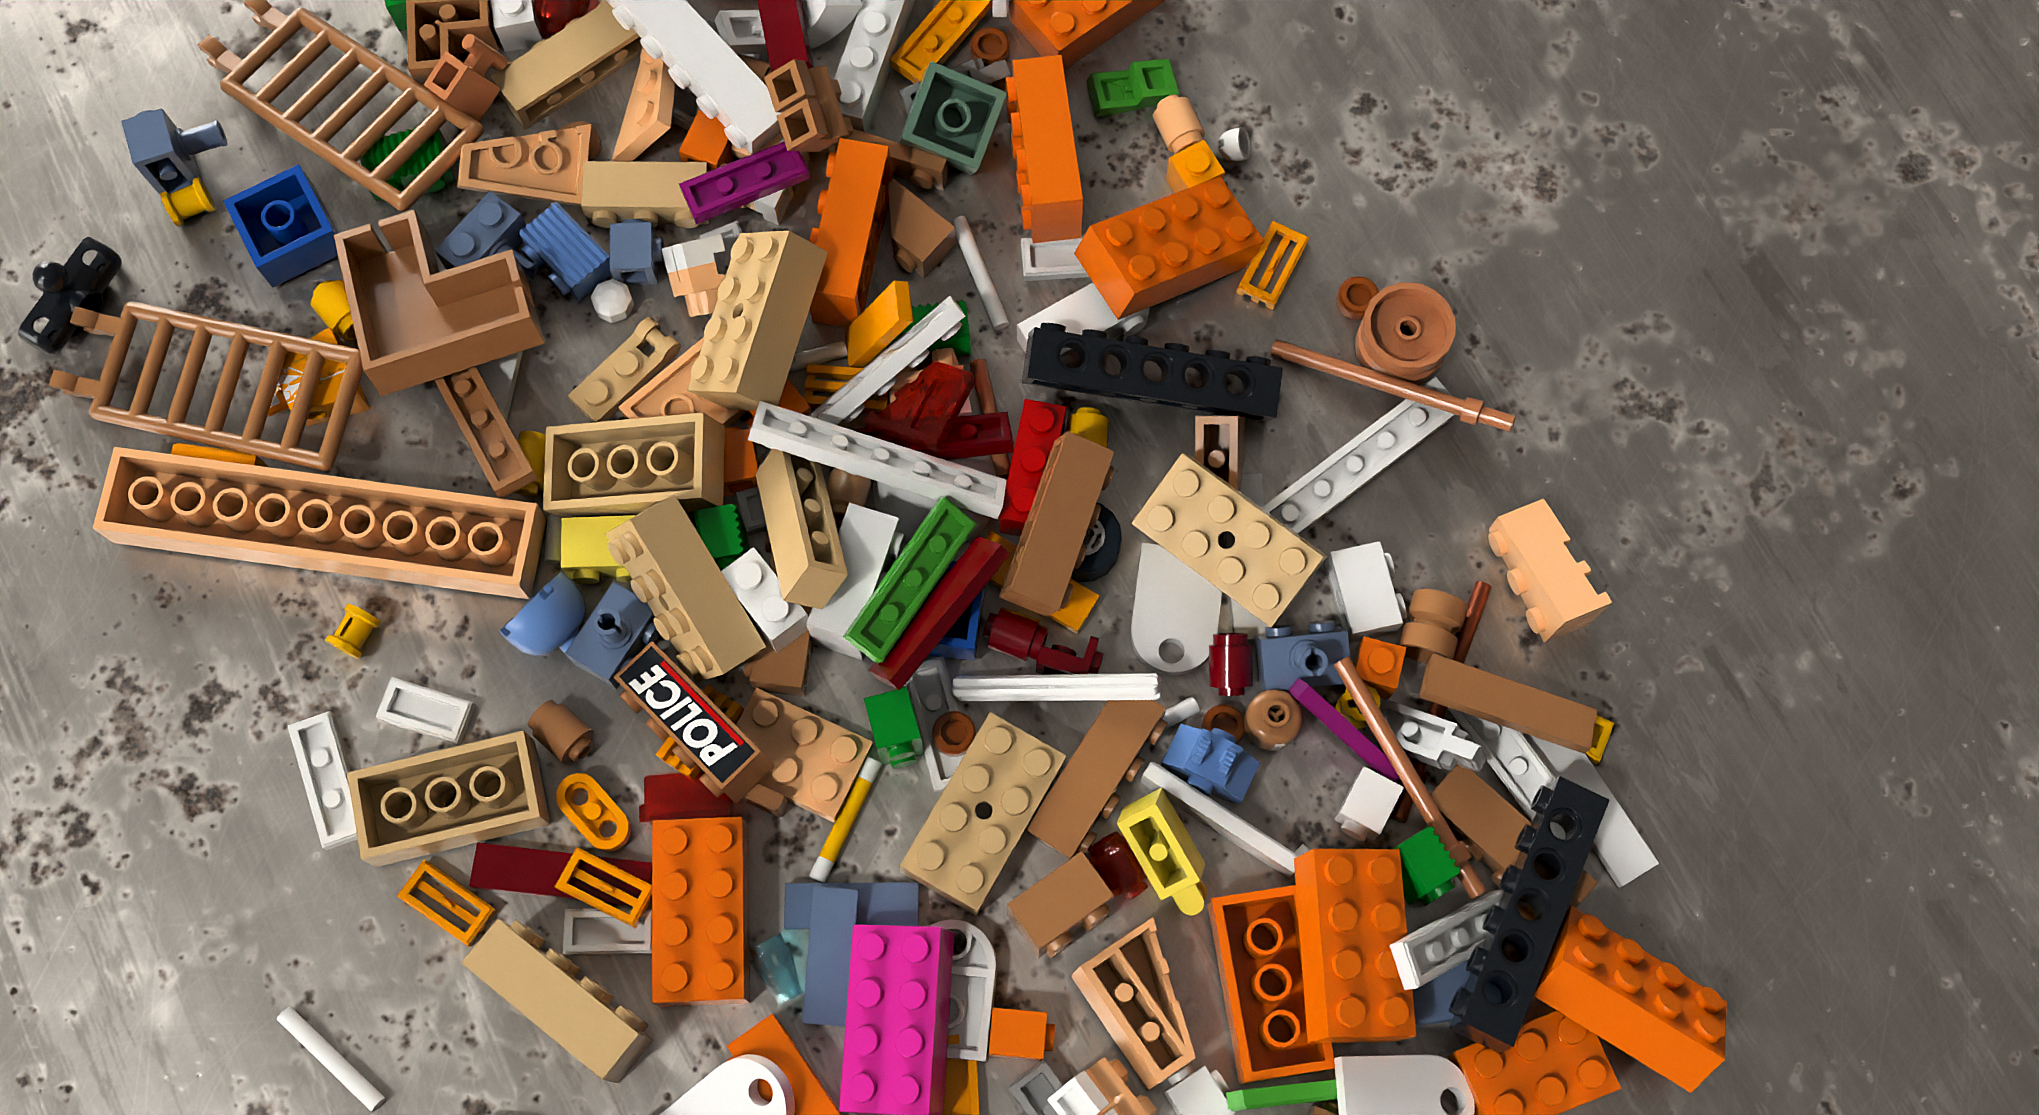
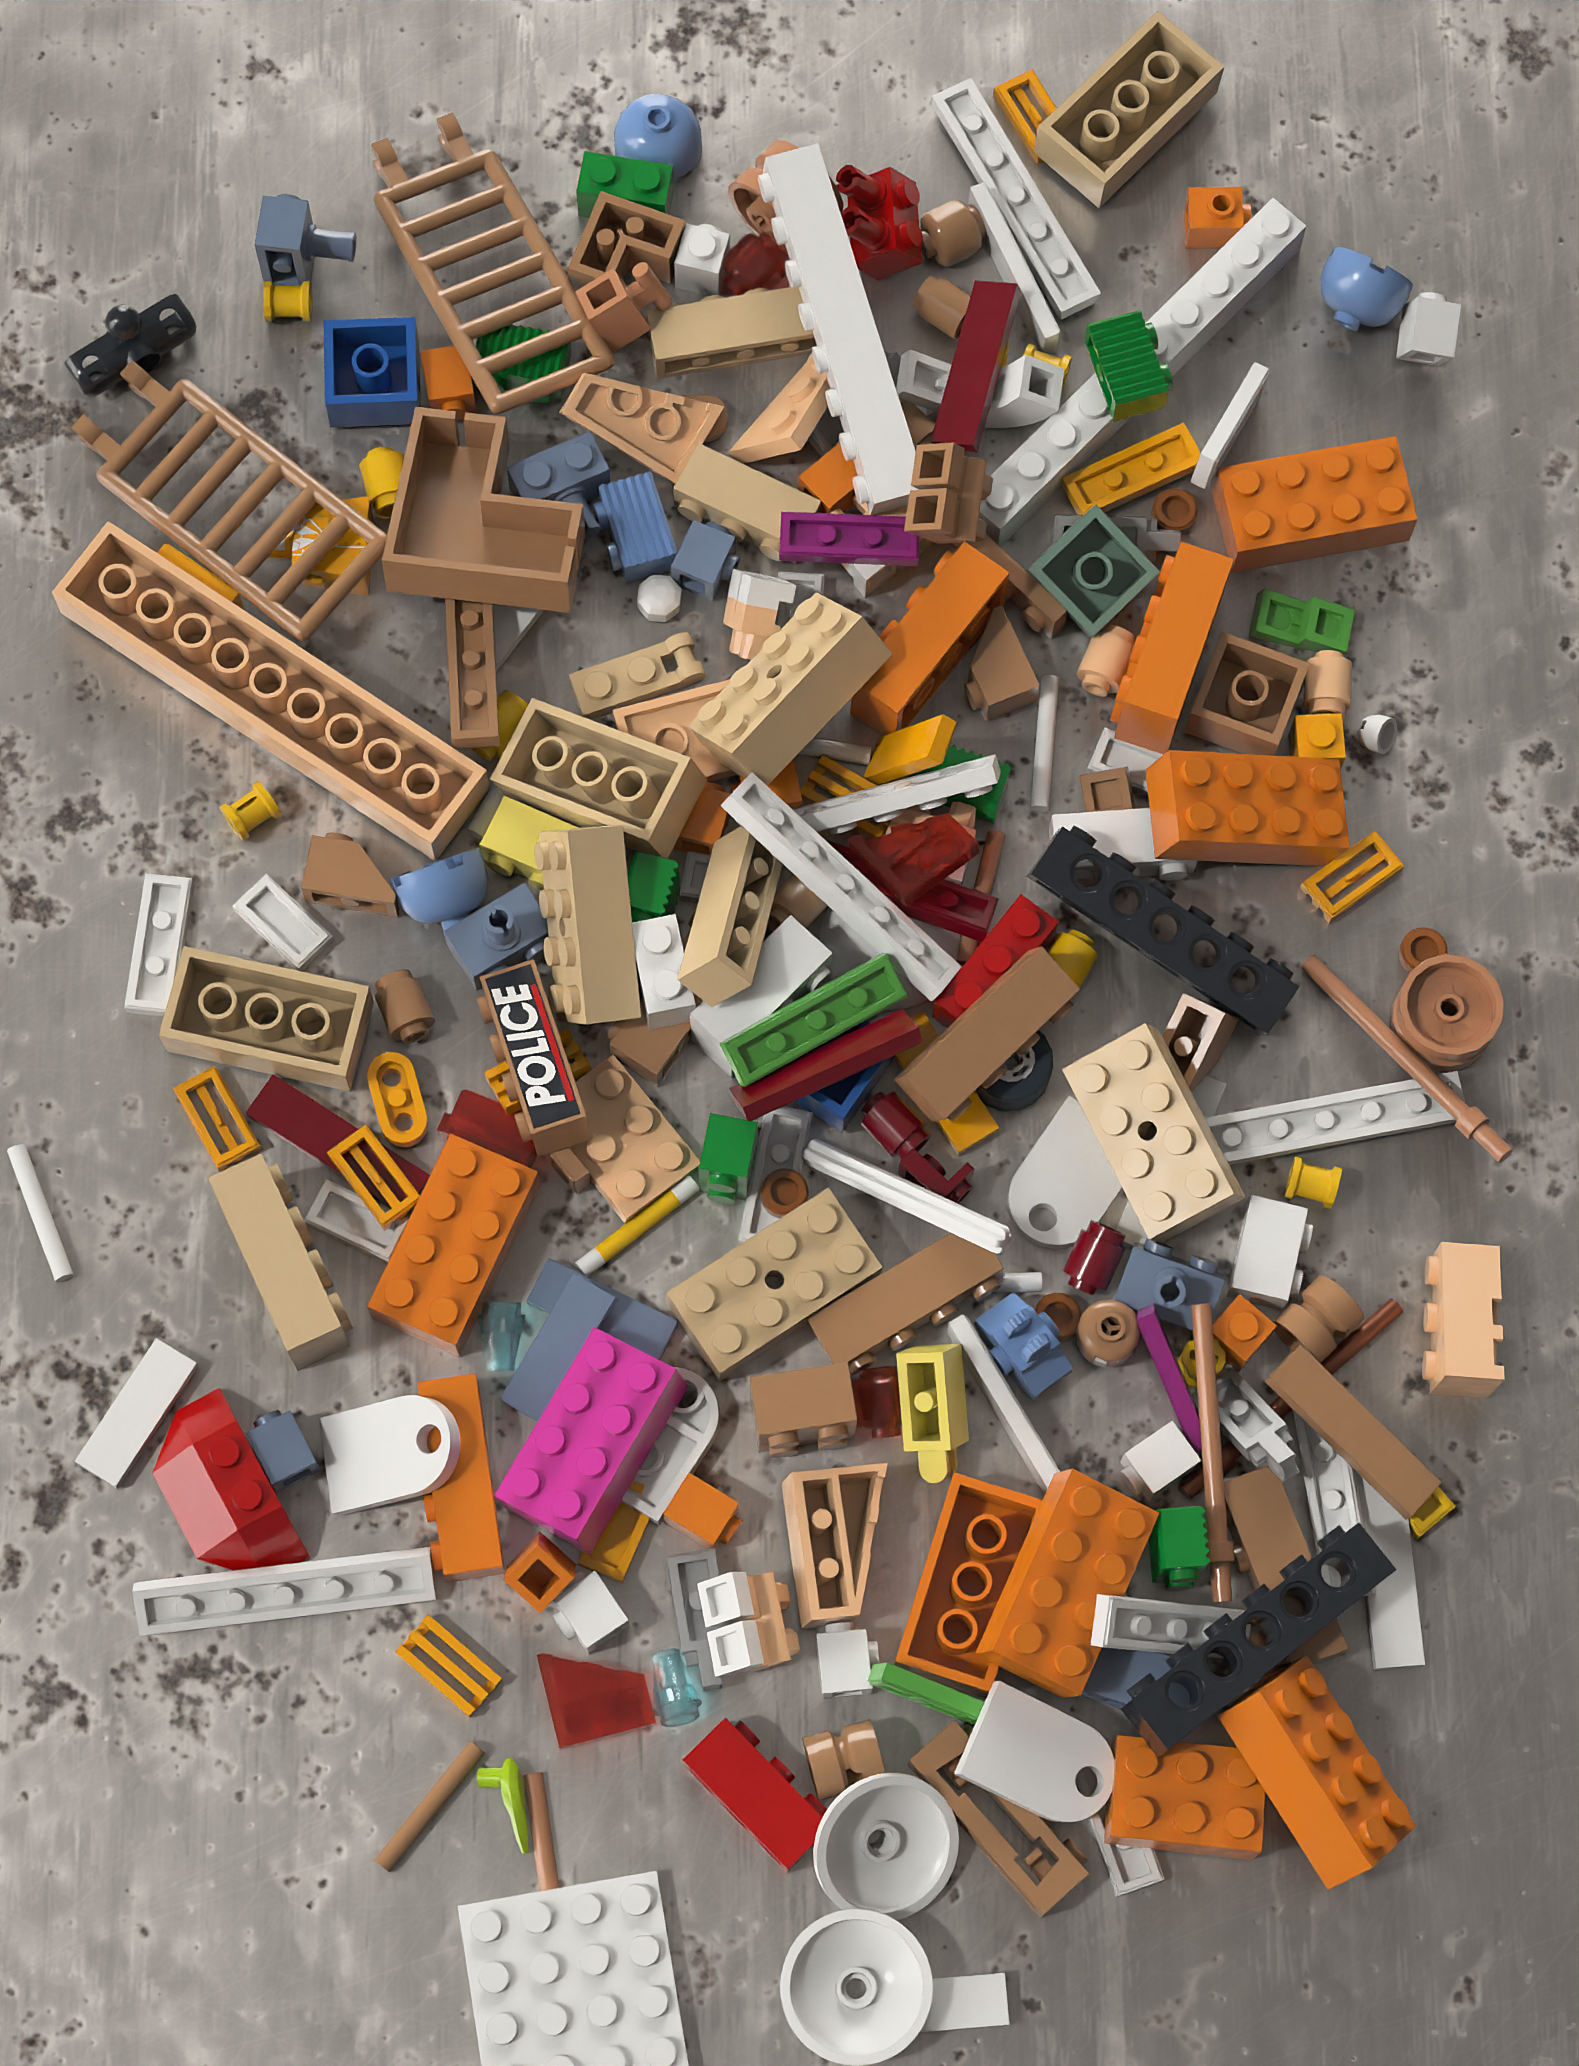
camera: 25 degrees right, 0 degrees up
(352, 203) = (448, 381): none -> orange brick
(459, 648) = (345, 877): none -> medium nougat slope
(997, 185) = (1106, 660): none -> light nougat brick
(1049, 285) = (1107, 790): none -> medium nougat plate
(1122, 161) = (1246, 696): none -> medium nougat brick
(1369, 519) = (1313, 1182): none -> yellow bush

